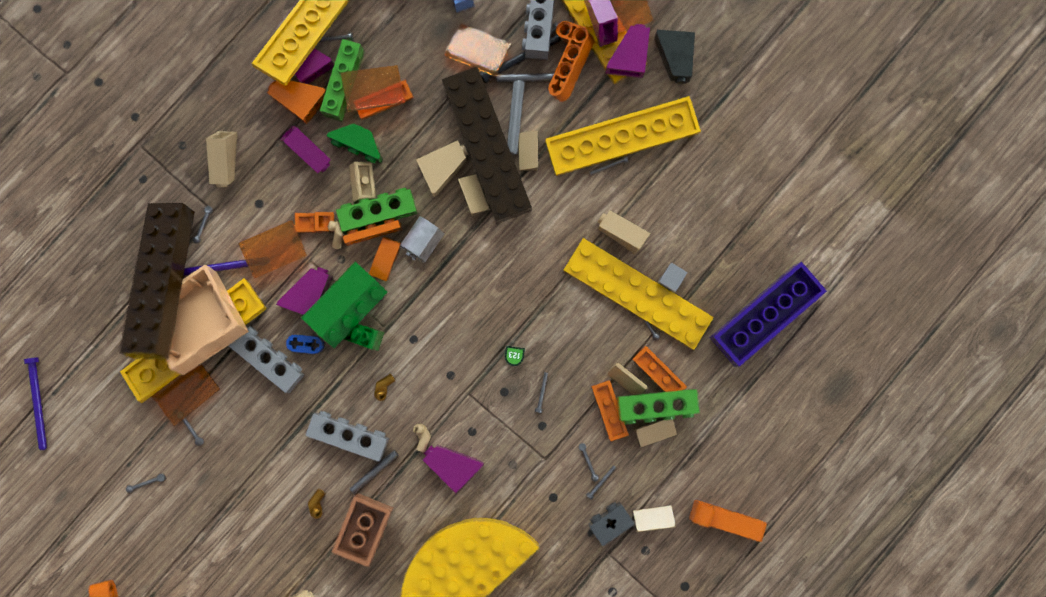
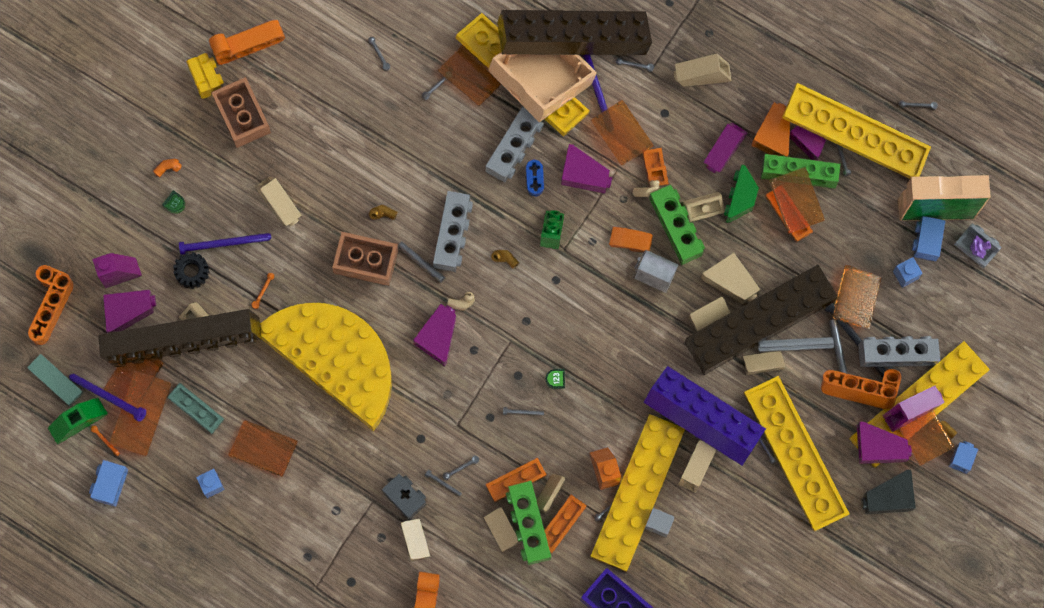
camera: 80 degrees right, 10 degrees down
(344, 305) = (579, 207): green slope -> none
(372, 231) = (655, 223): orange plate -> none
(576, 216) = (704, 415): none -> dark purple brick
(612, 321) = (605, 468): none -> orange slope

